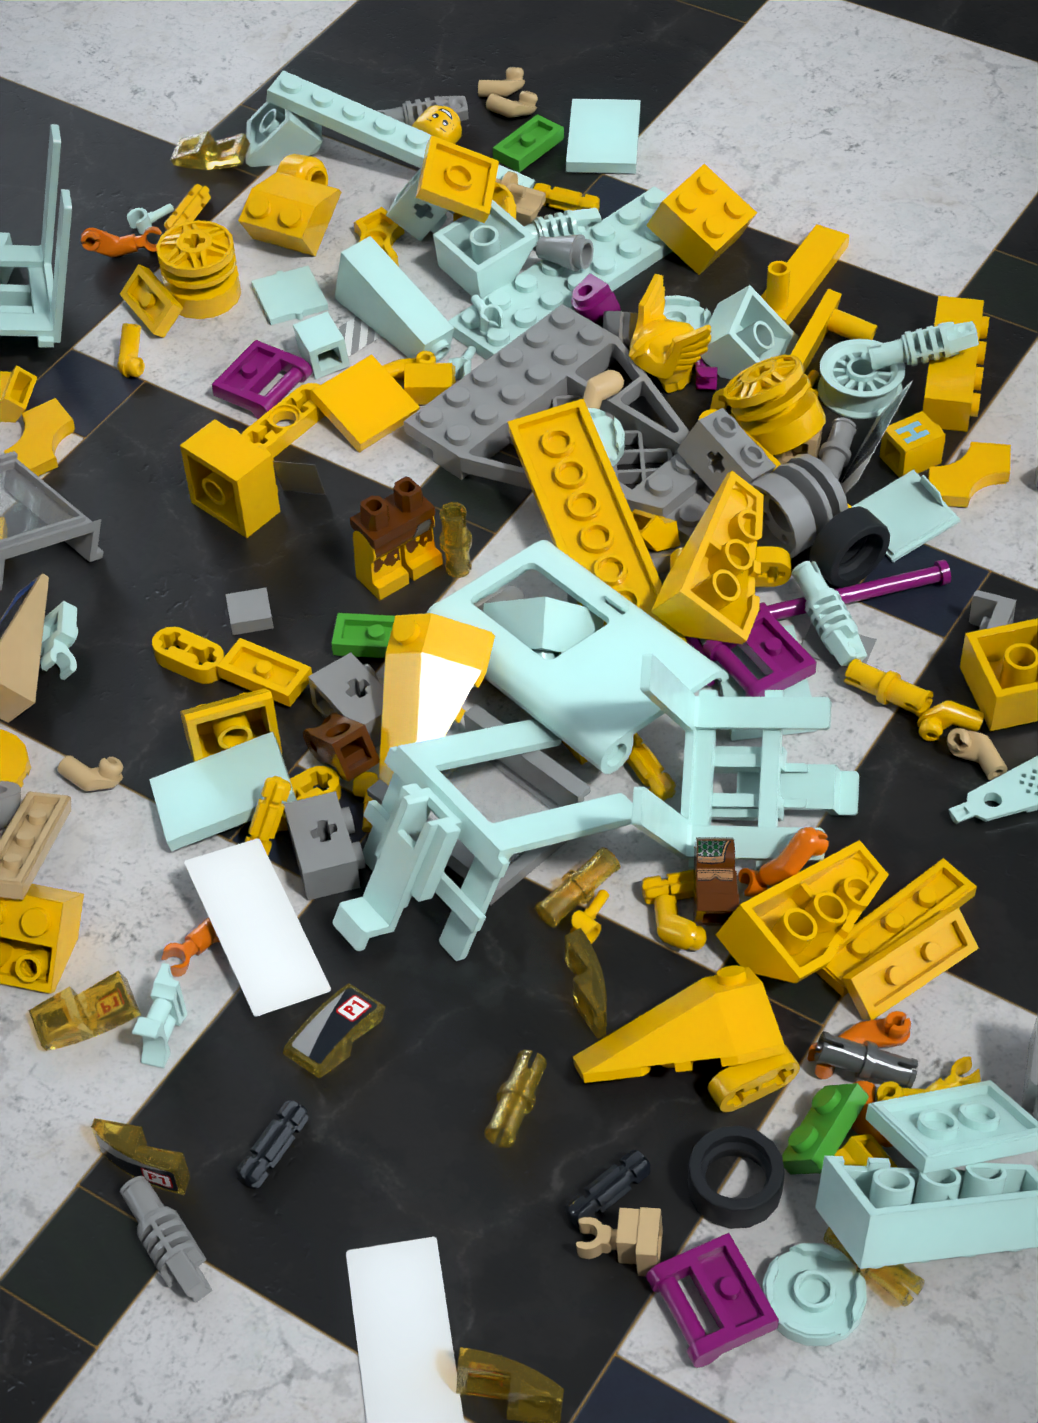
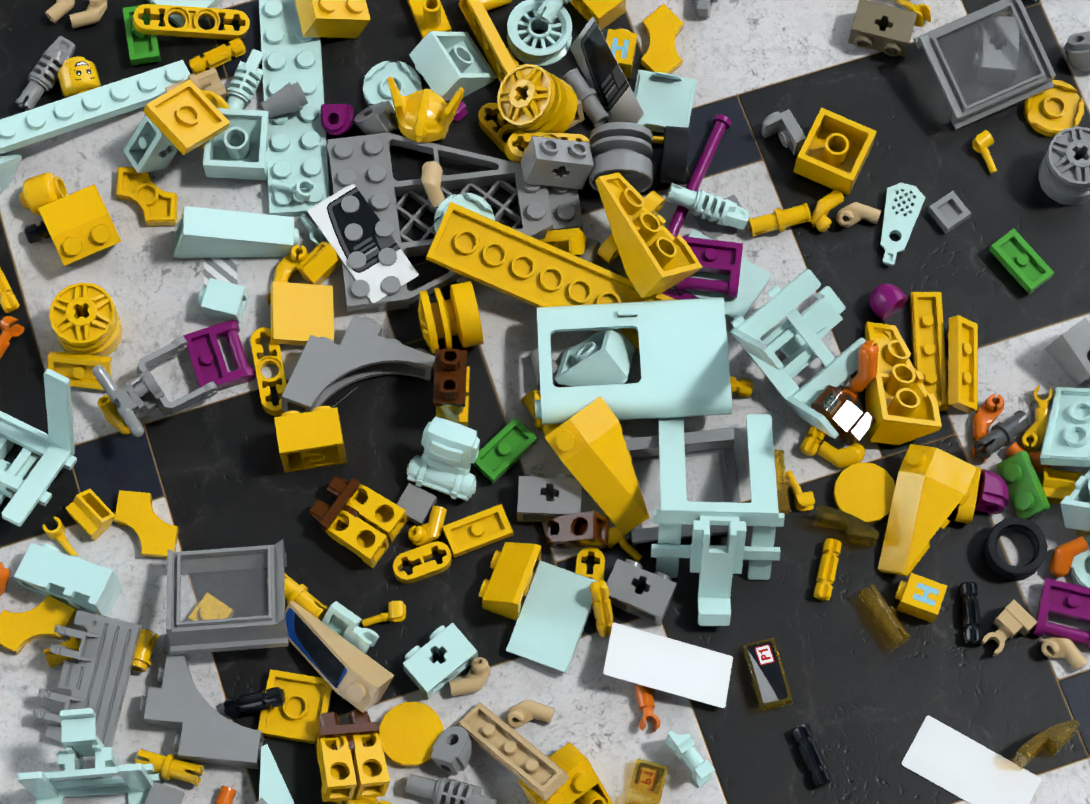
camera: 55 degrees left, 20 degrees up
(62, 577) = (300, 595): none -> yellow pin
(85, 730) = (432, 676): none -> light aqua brick
(94, 844) = (527, 711): none -> tan arm
(111, 669) = (396, 613): none -> yellow hand
(165, 343) = (146, 395): none -> light grey piece
(182, 561) = (359, 519): none -> yellow hips
(227, 637) = (429, 531): none -> yellow arm
(289, 295) = (145, 282): light aqua piece -> none
(316, 589) = (446, 459): none -> light aqua piece
(355, 461) = (361, 355): none -> light grey arch
(455, 539) = (480, 354): clear yellow pin -> none
(478, 353) = (332, 223): none -> sticker
(482, 485) = (450, 317): none -> yellow wheel
(521, 1005) = (827, 569): none -> yellow axle
(574, 1118) = (920, 597): none -> yellow brick
(578, 155) = (191, 27): none -> yellow beam
(648, 974) = (864, 492): none -> yellow tile
(658, 1325) = (1063, 649): none -> tan arm
(779, 1233) = (1064, 556): none -> orange arm
(780, 1101) = (992, 493): none -> magenta piece
(904, 842) = (887, 300): none -> magenta piece

